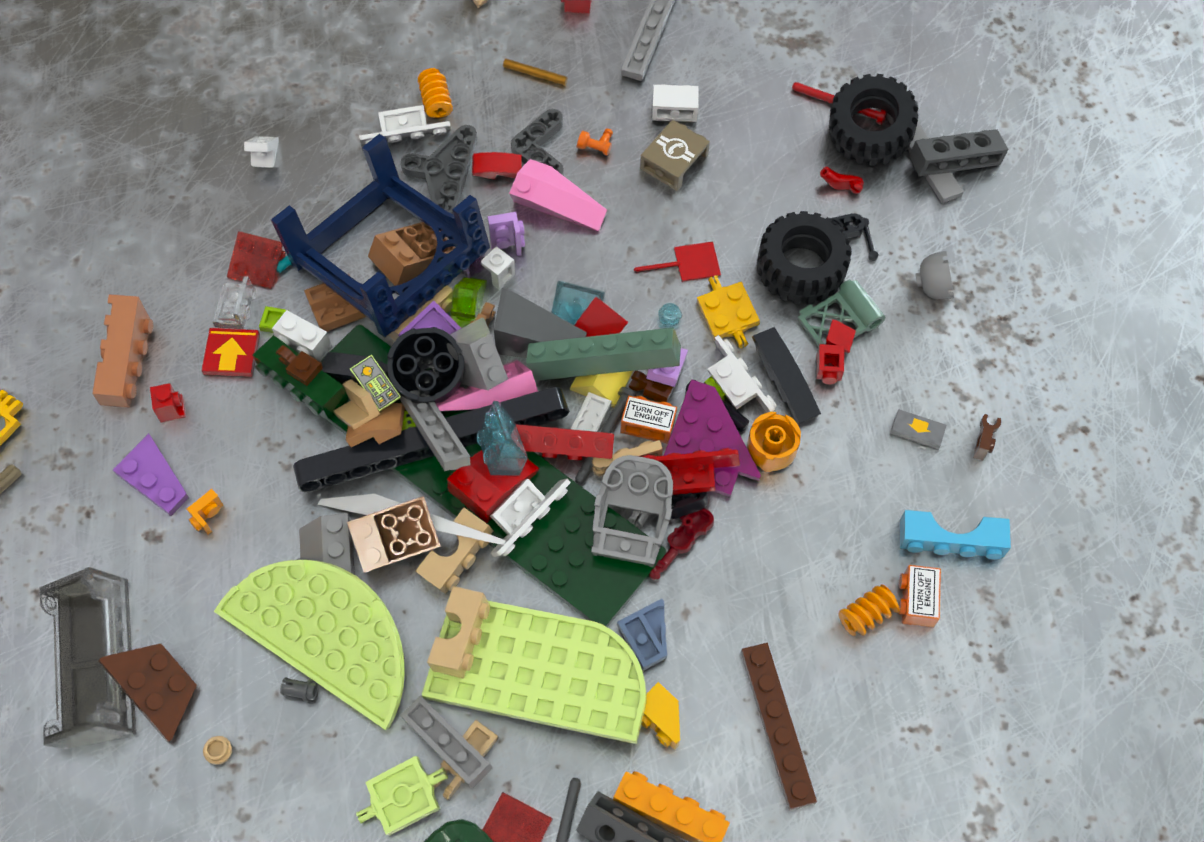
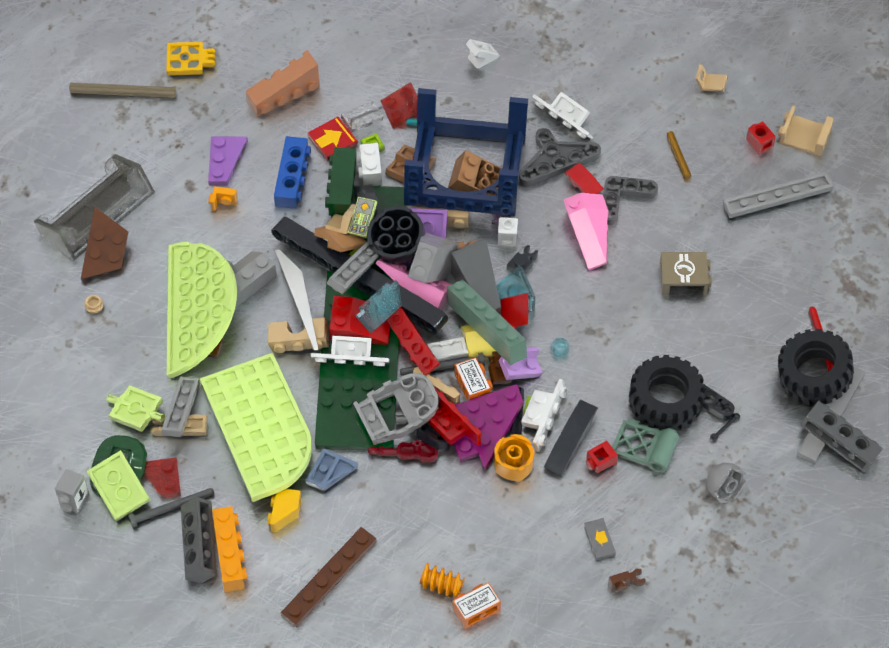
camera: 55 degrees right, 5 degrees down
(167, 403) = (272, 131): red brick -> none
(259, 448) = (283, 195): none -> blue brick
(299, 689) = (159, 321): dark grey pin -> none
(301, 367) = (344, 176): reddish brown plate -> none
(393, 534) = (279, 294): slope -> none
(434, 93) = (605, 111): light orange piece -> none
(455, 654) = (235, 375): tan arch -> none
(468, 298) = (473, 228): clear neon green slope -> none
(506, 231) = (534, 217): lavender bracket -> none
(540, 282) = (523, 260): none -> black plate
(602, 145) = (649, 216): orange piece -> none
(675, 103) = (724, 246): white brick -> none
(693, 261) = (614, 337): red piece -> none
(728, 311) = (592, 378): yellow plate -> none
(840, 335) = (625, 449): red slope -> none
(842, 181) = (755, 382): red arm -> none
(922, 533) = (549, 620): medium azure arch -> none

